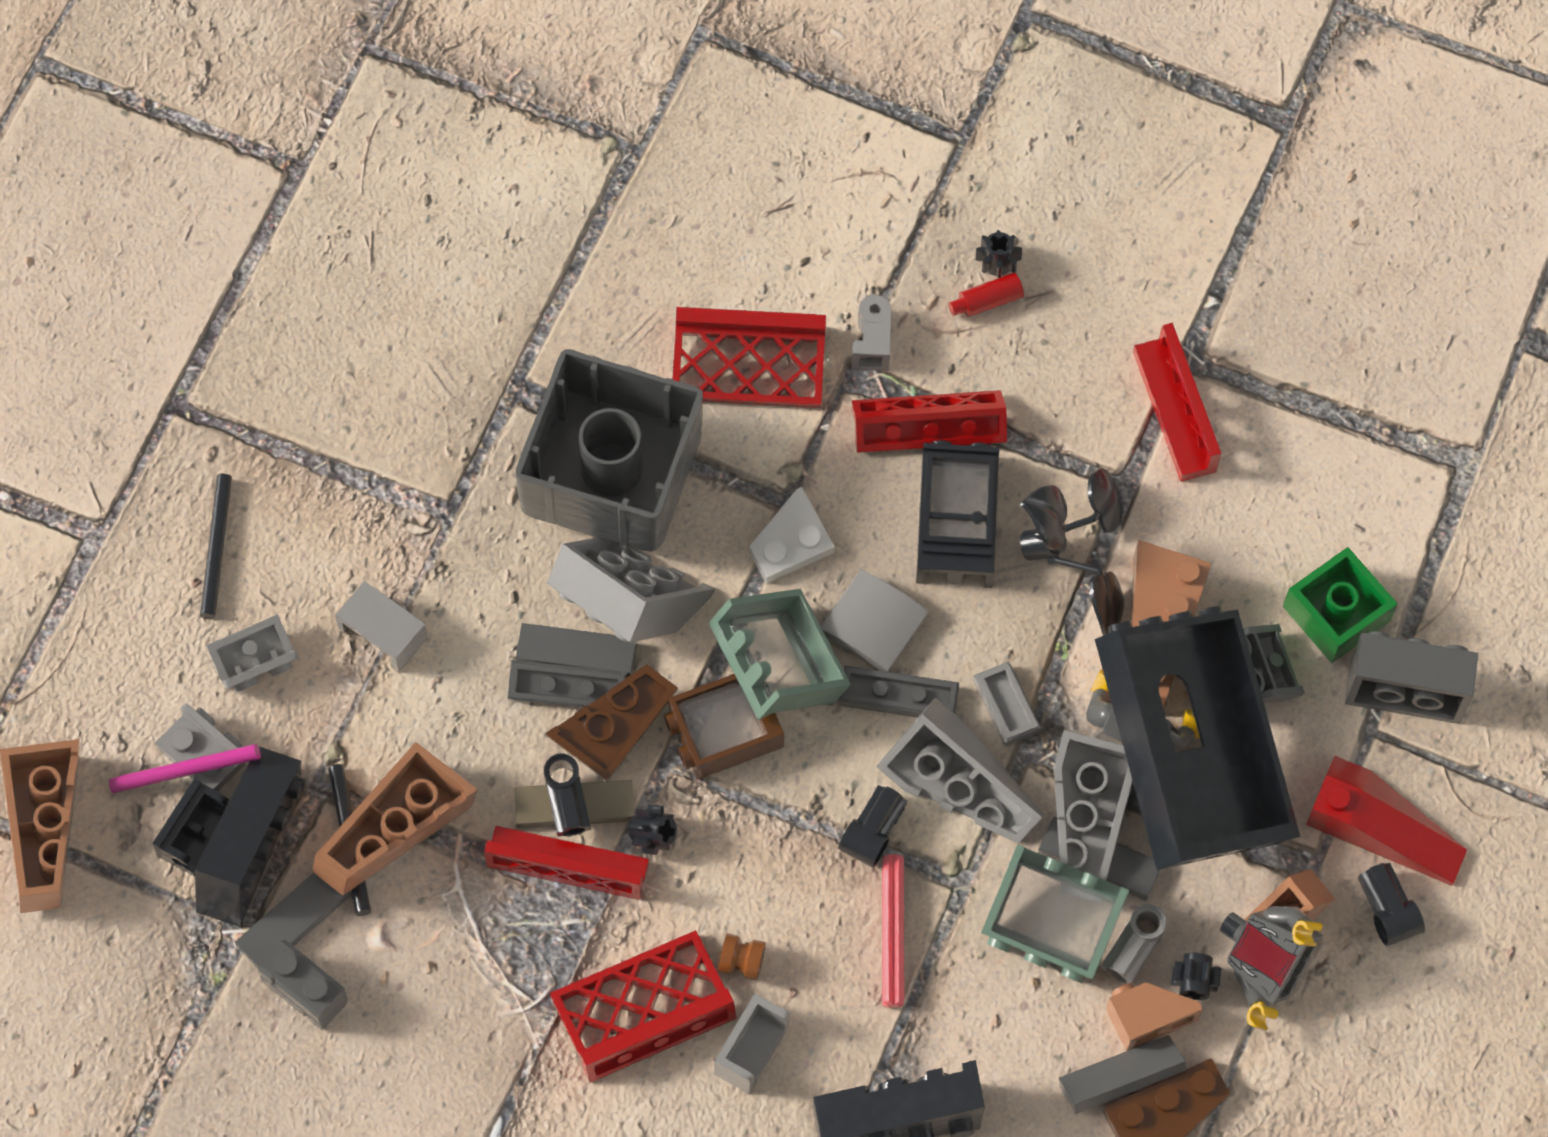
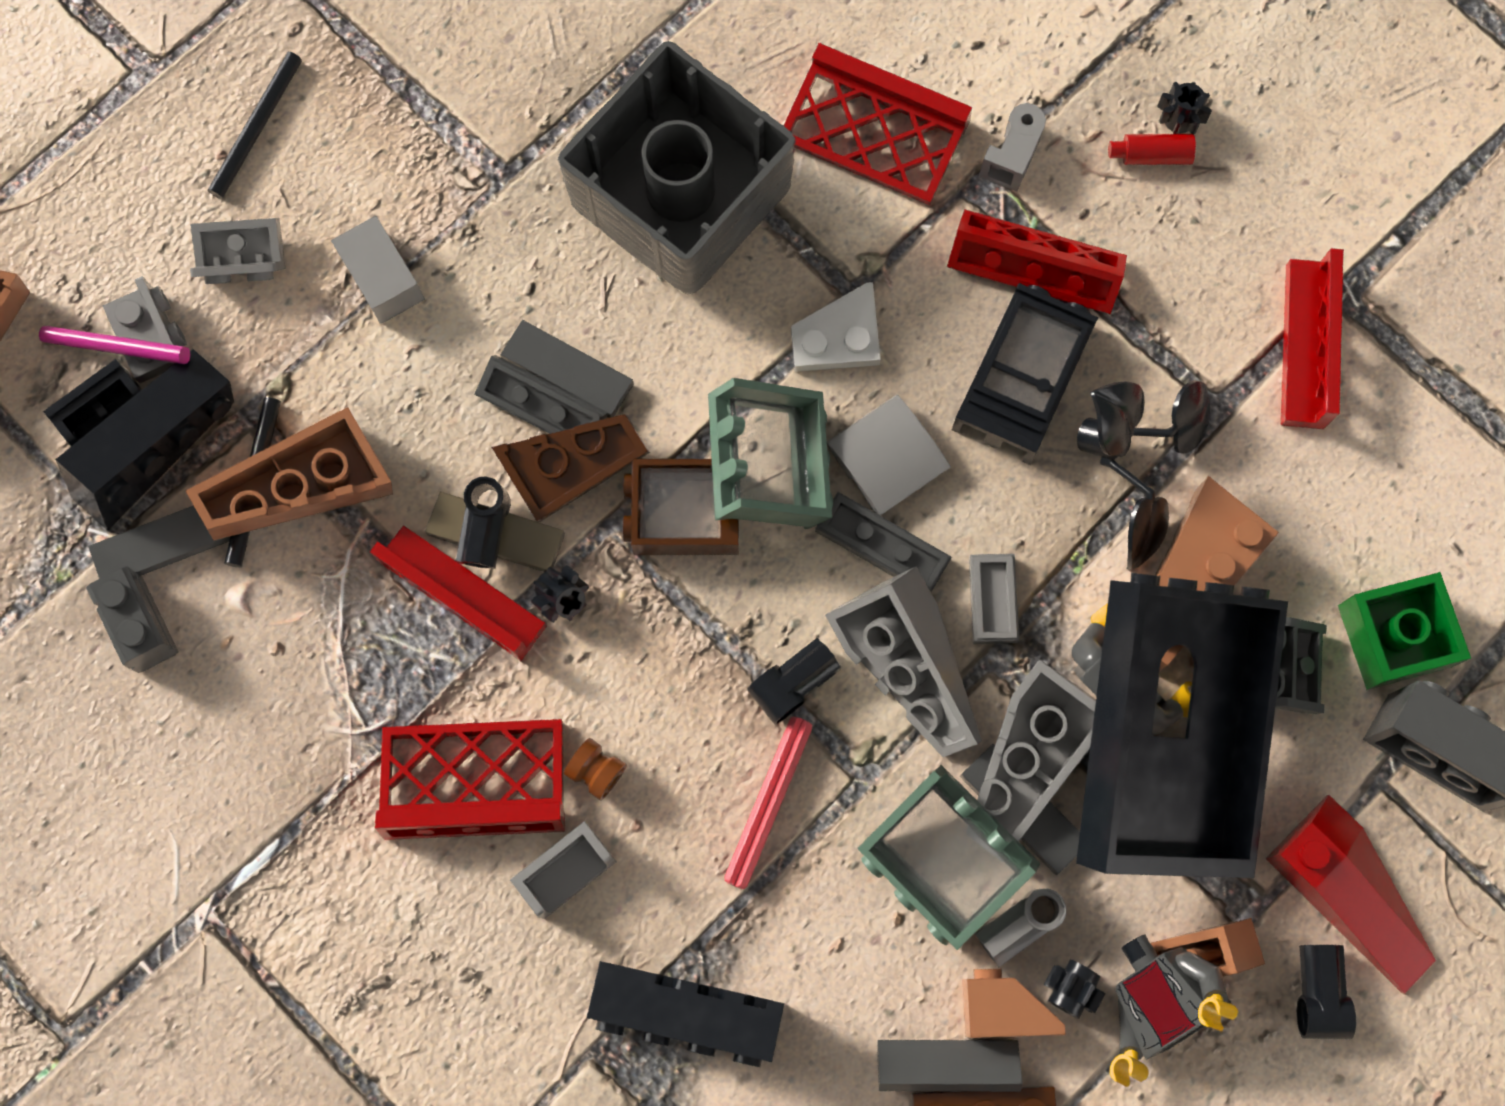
camera: 25 degrees right, 10 degrees up
(625, 590) = (642, 324): light grey wedge -> none

